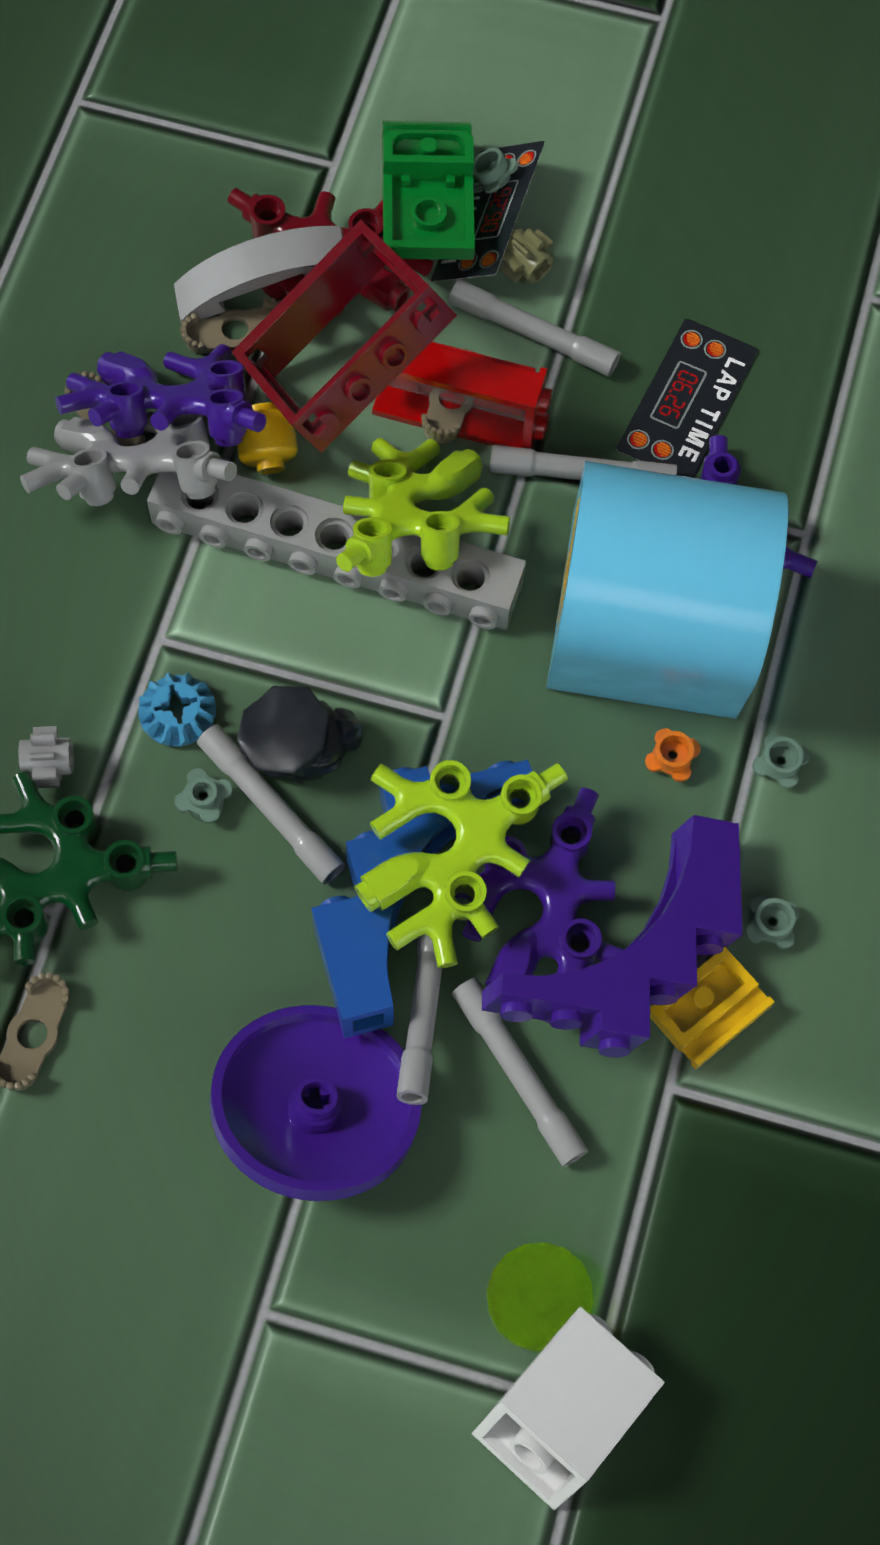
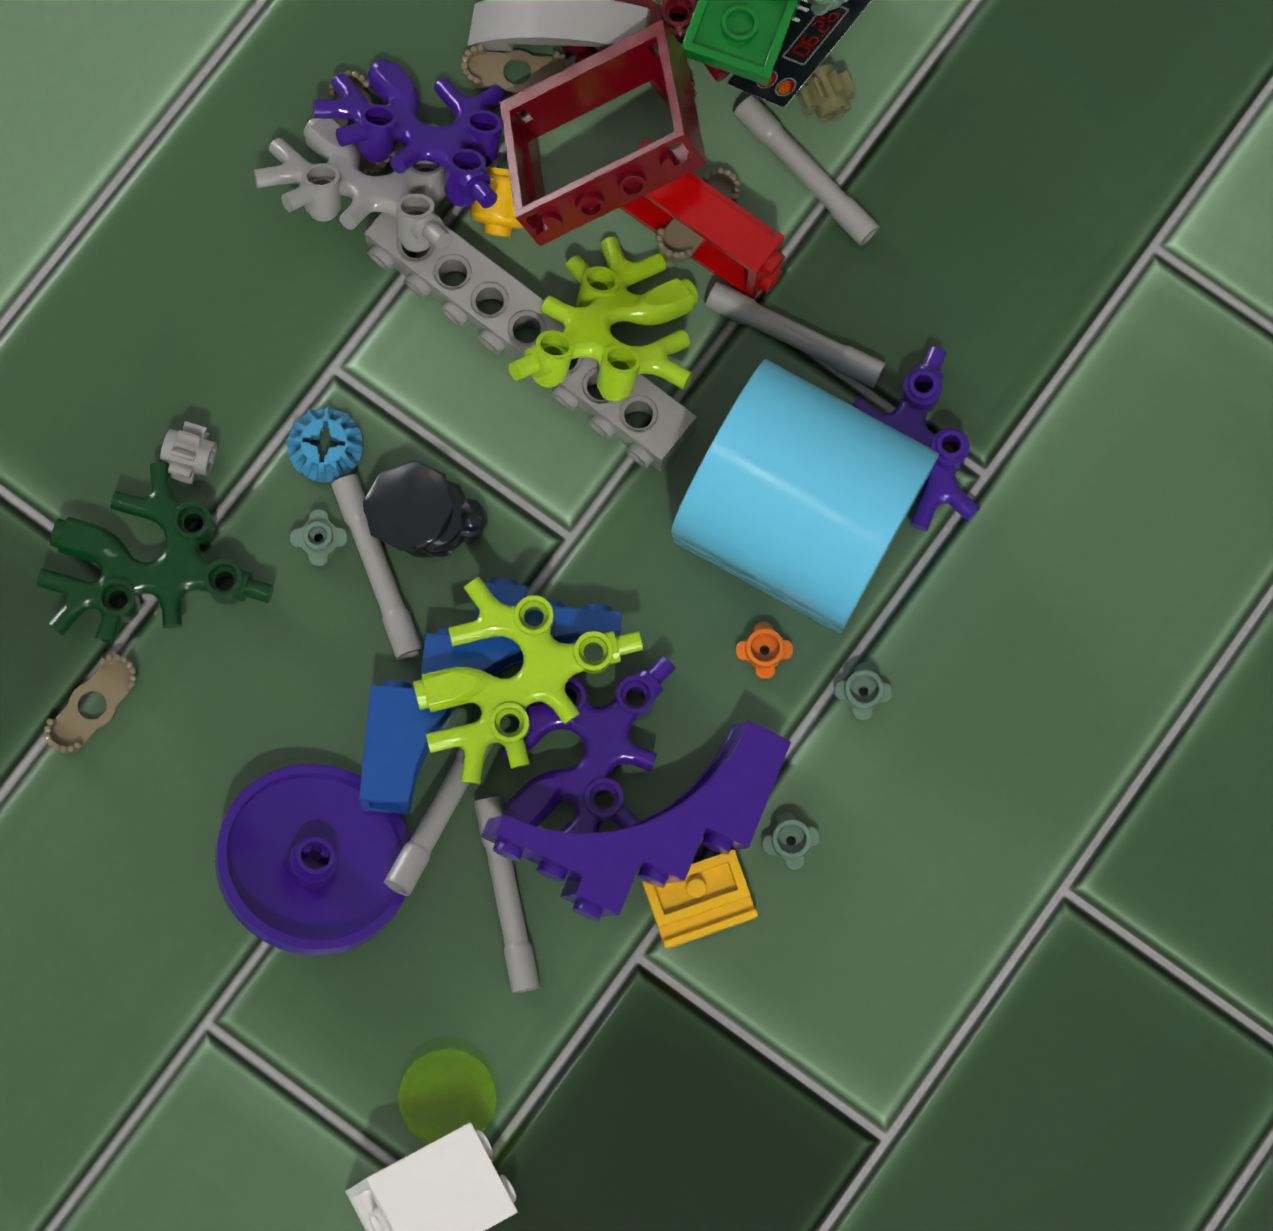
camera: 20 degrees right, 10 degrees up
(687, 398) = (929, 294): black sticker -> none

